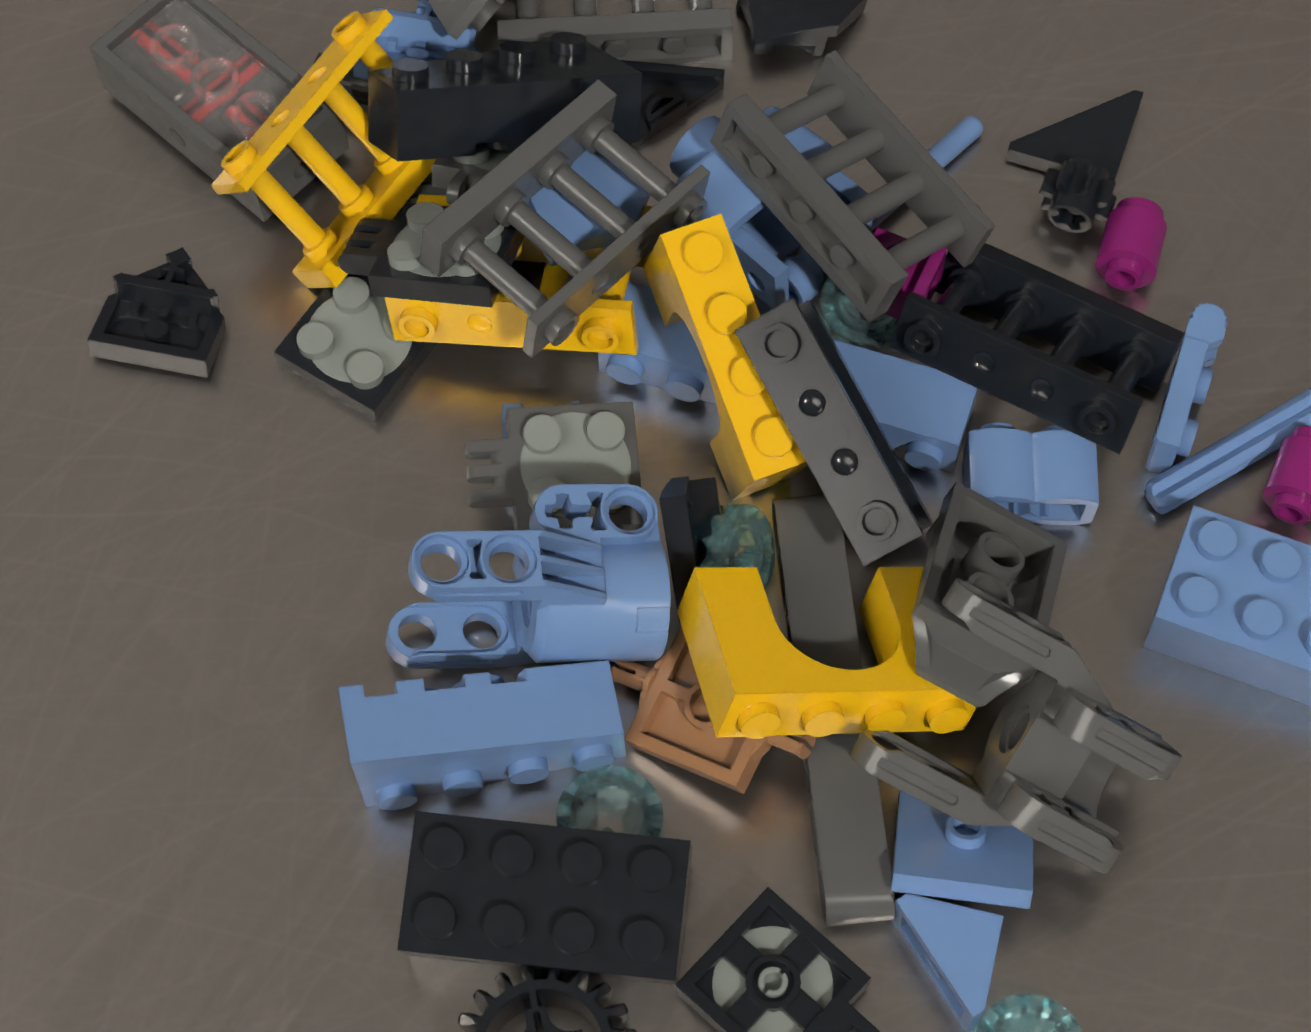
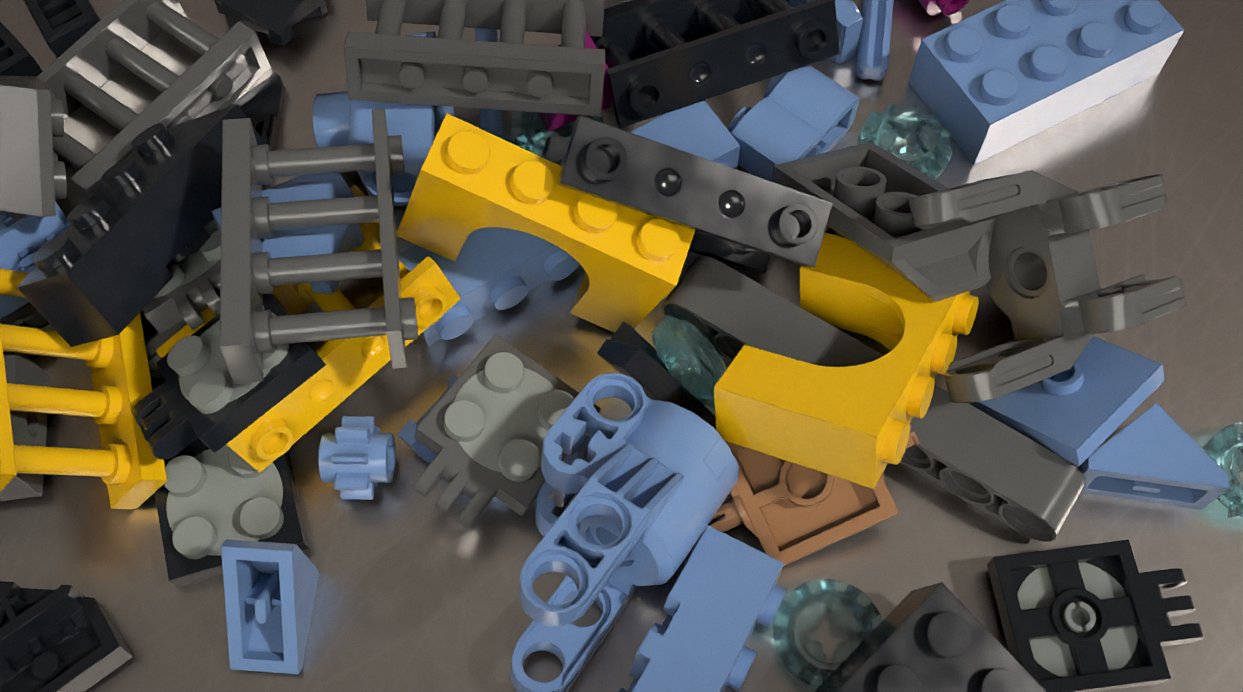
camera: 50 degrees left, 0 degrees up
(309, 427) = (267, 604): none -> medium blue slope
(461, 392) = (357, 457): none -> medium blue gear
(1127, 594) = (932, 145): none -> clear light blue gear

